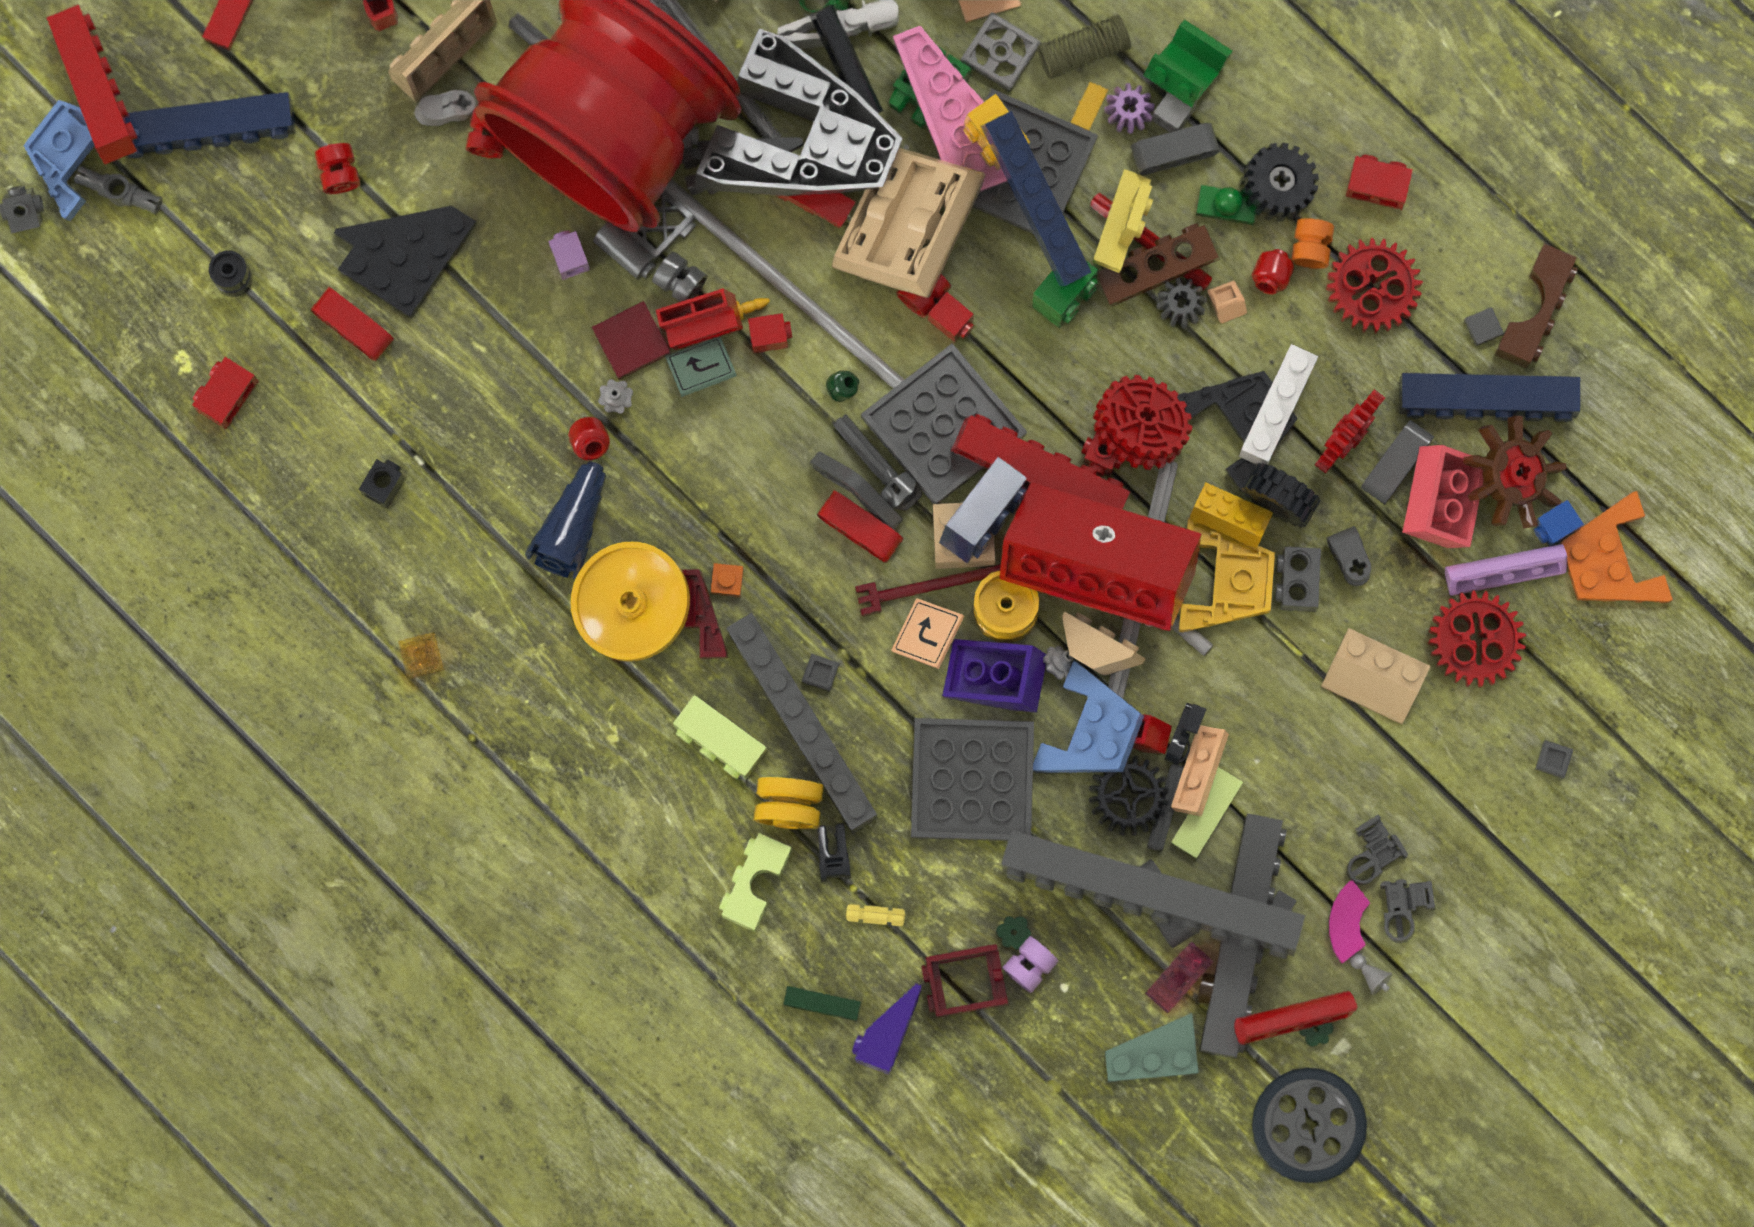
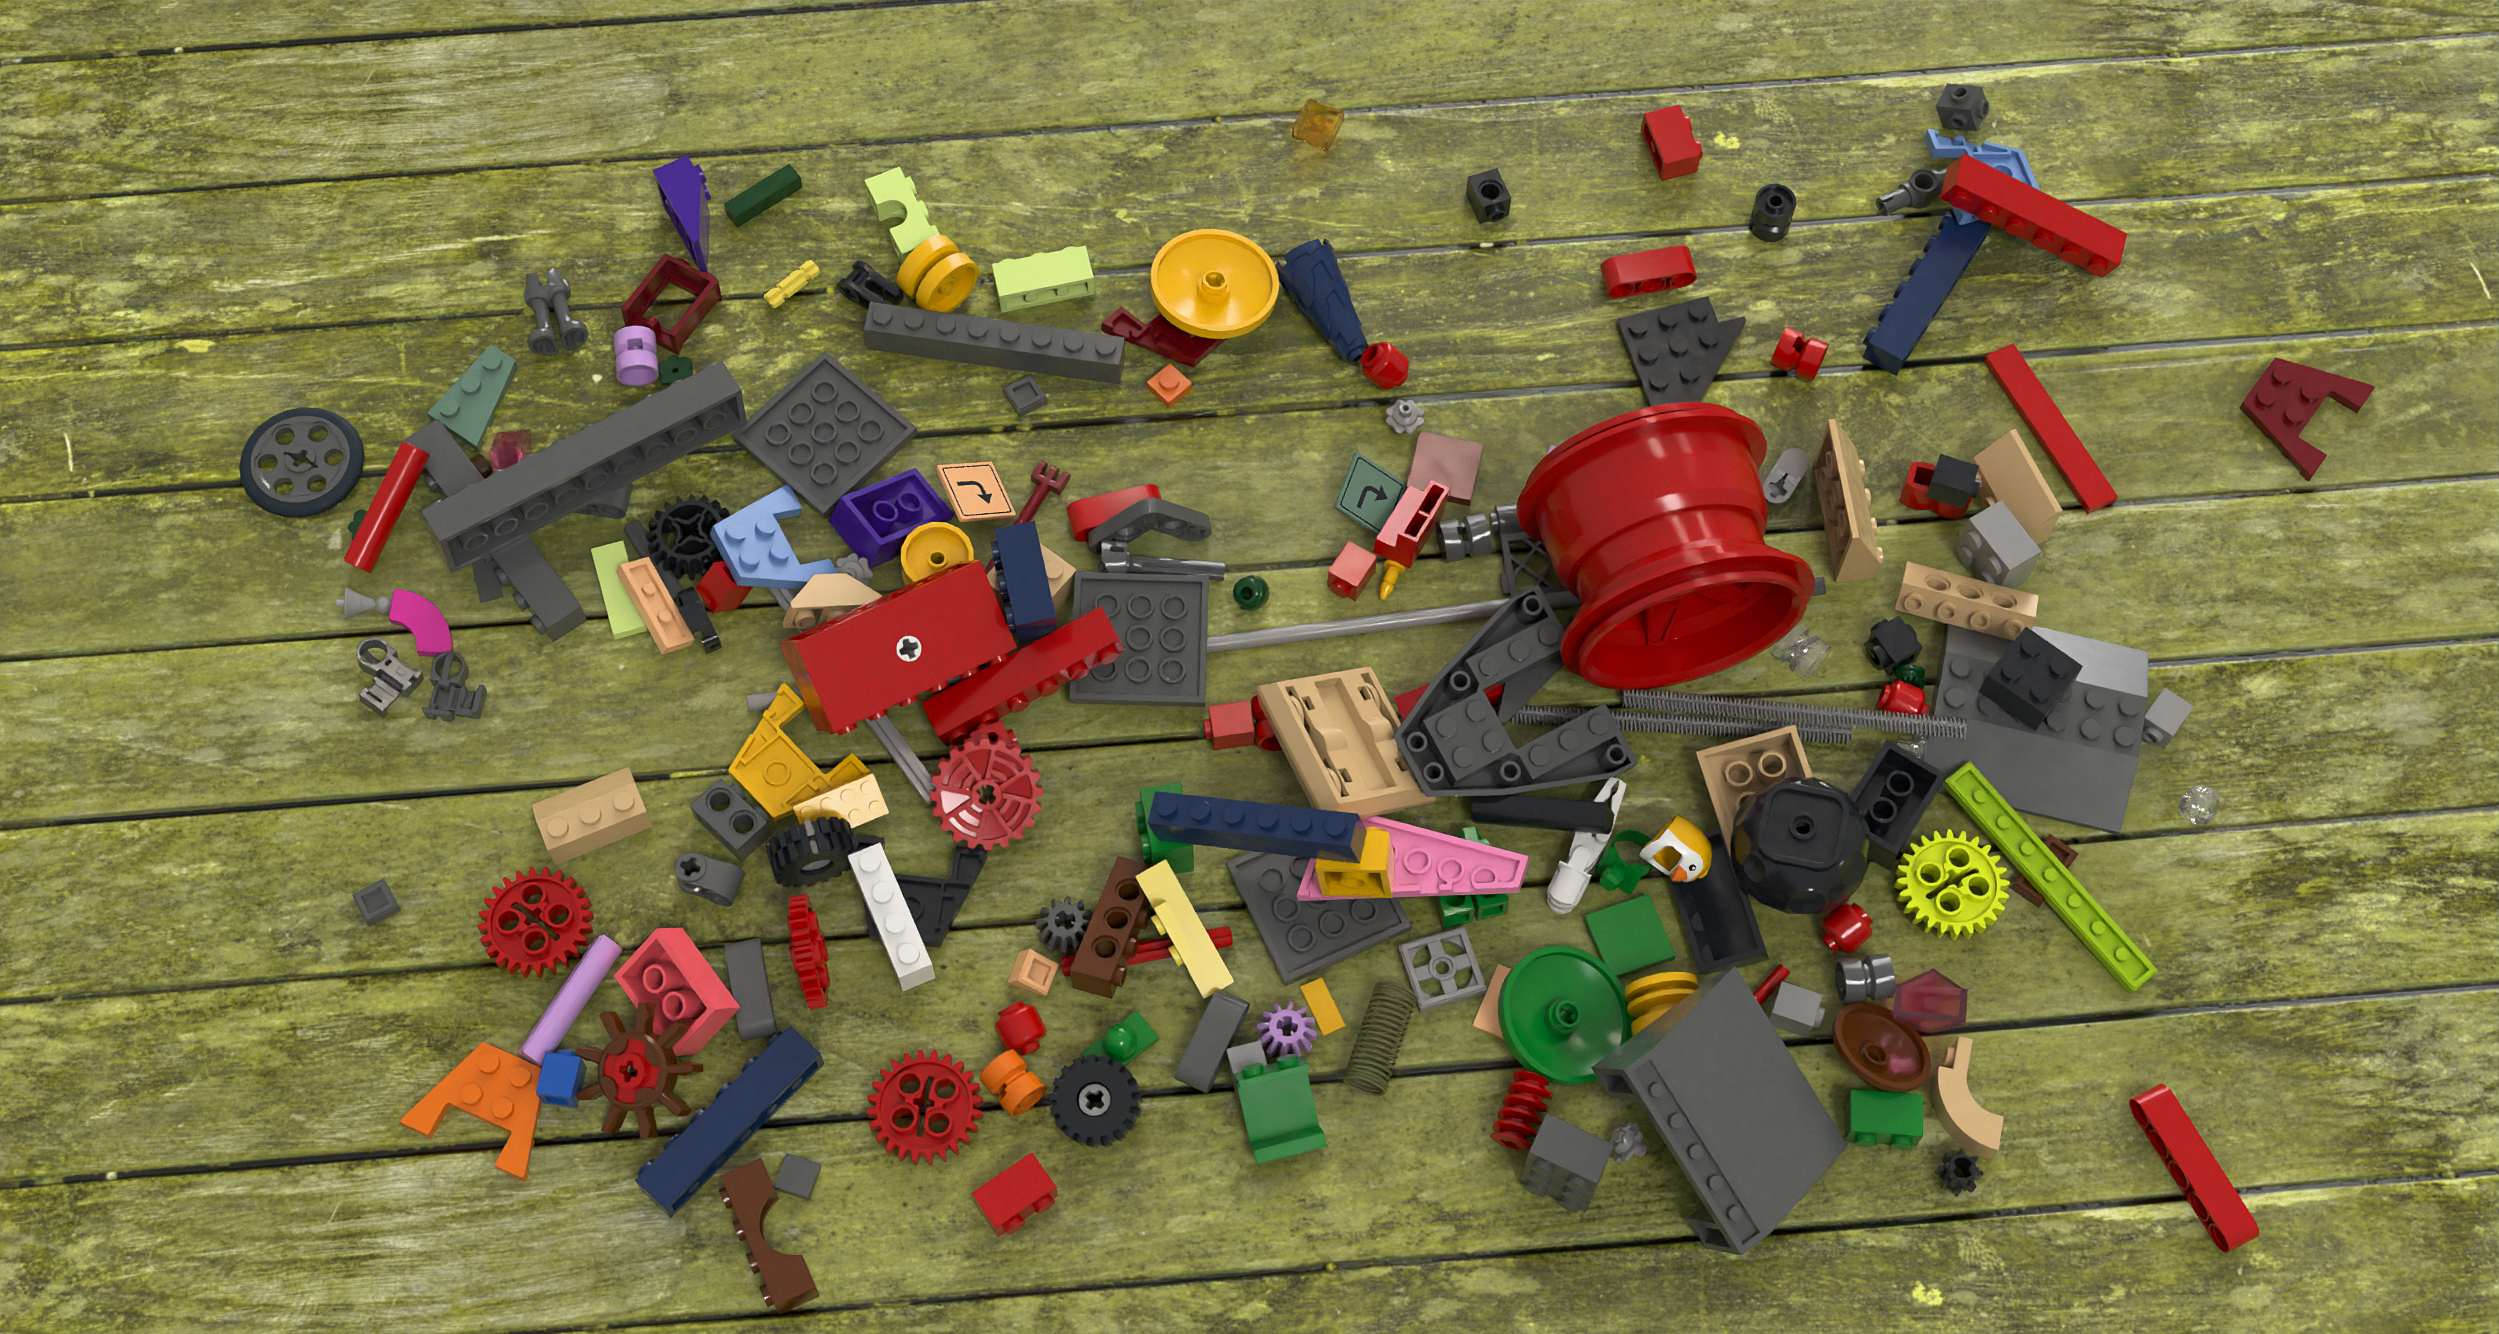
camera: 125 degrees right, 15 degrees down
(1031, 1071) = (540, 298): none -> dark grey piece

